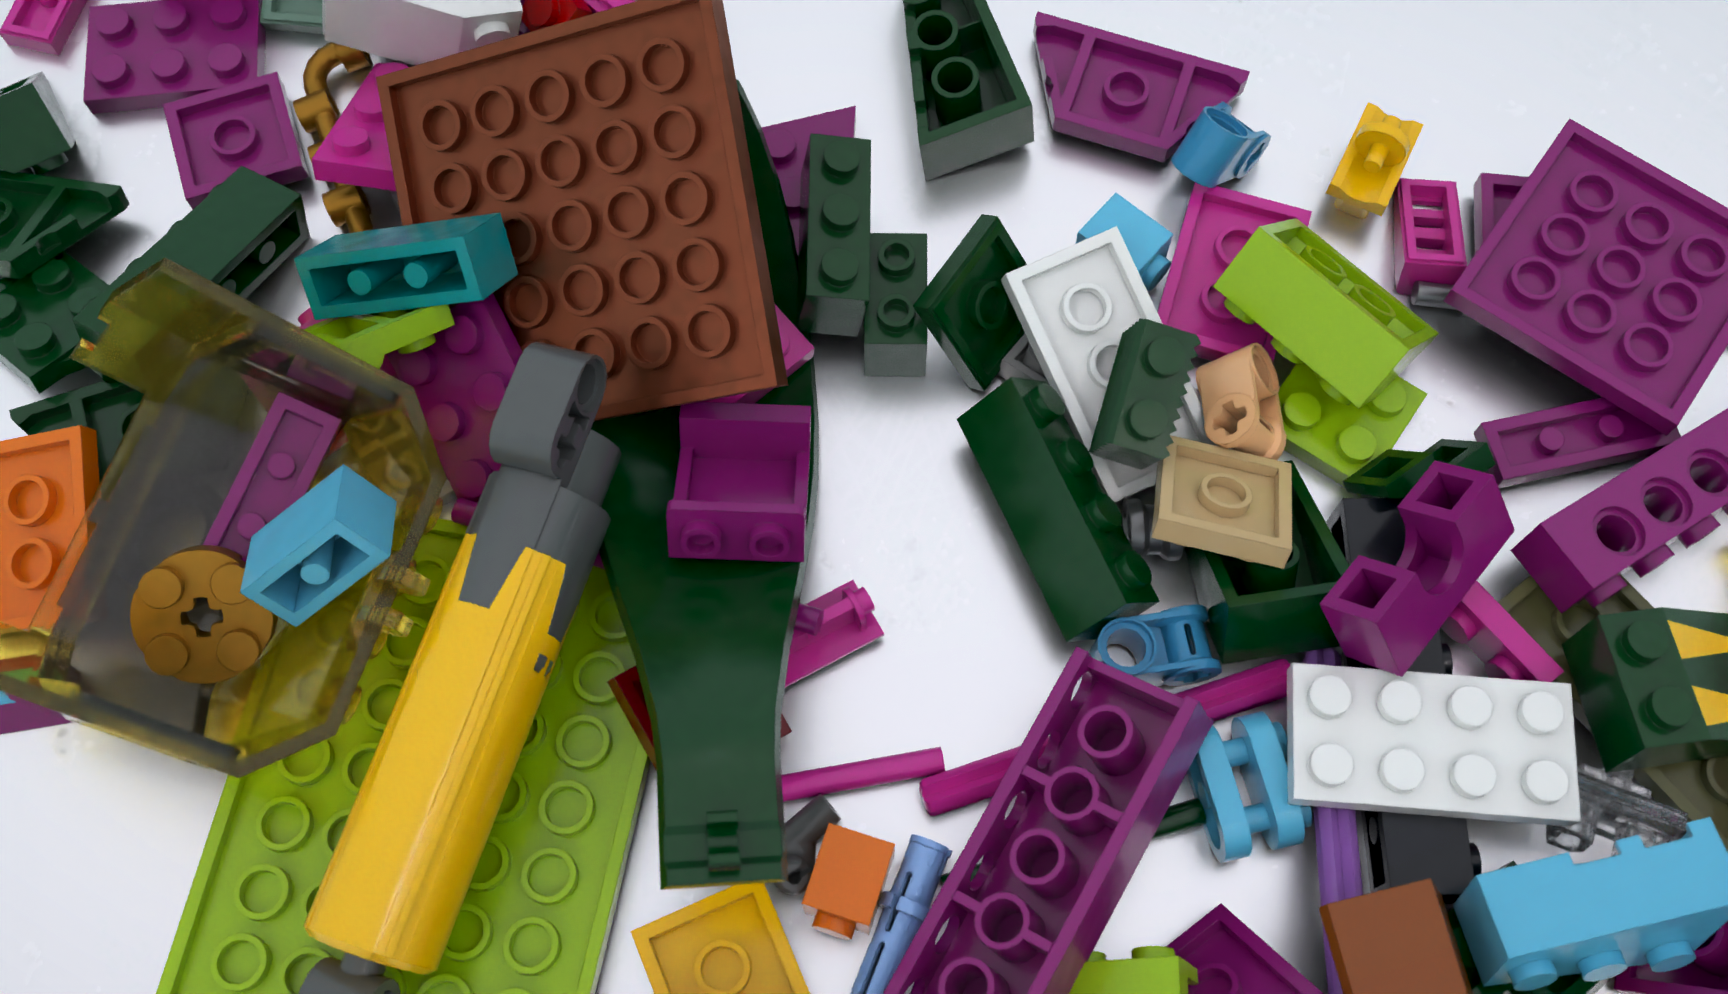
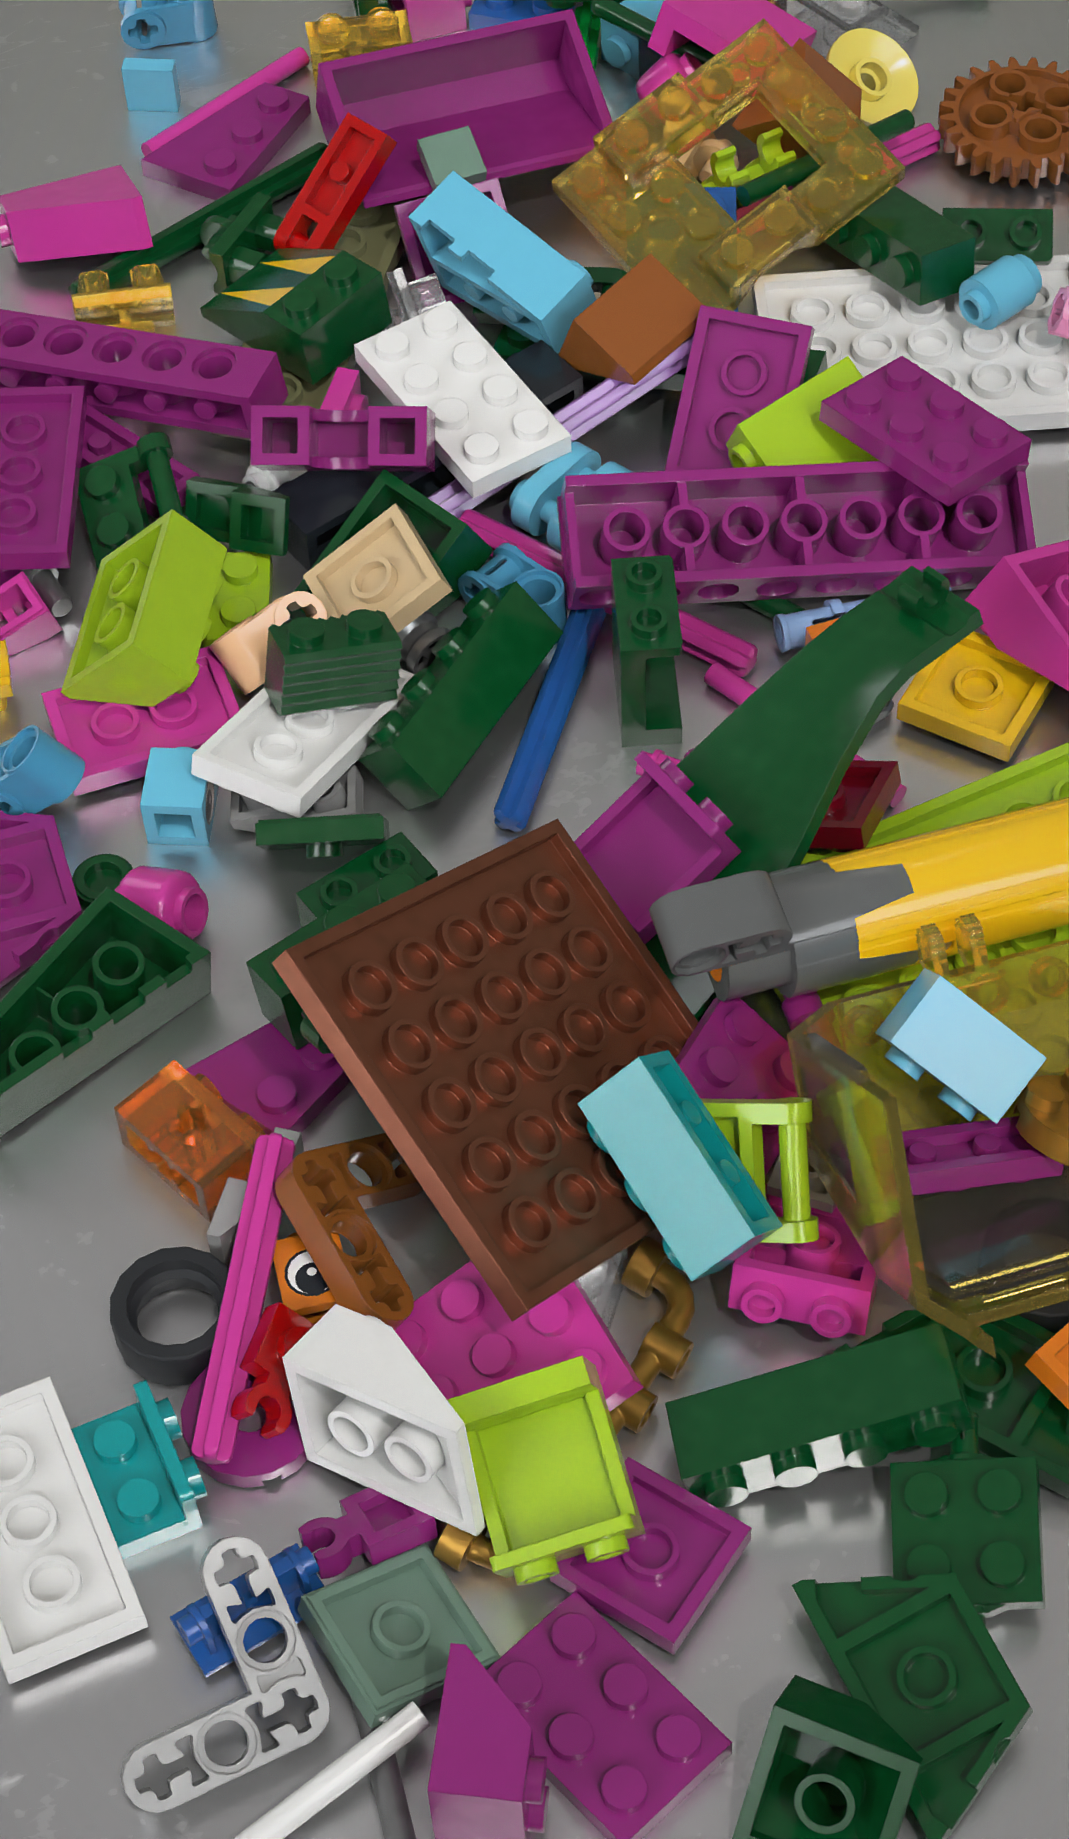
camera: 125 degrees left, 15 degrees down
(302, 81) = (549, 1470): none -> lime panel
(791, 70) = (188, 1135): none -> clear orange brick
(969, 667) = (644, 648): none -> dark green panel
(986, 571) = (547, 719): none -> blue axle
(1015, 169) = (169, 896): none -> dark pink head
(1082, 164) = (96, 874): none -> dark green tile
(1495, 396) = (114, 497): none -> dark green plate

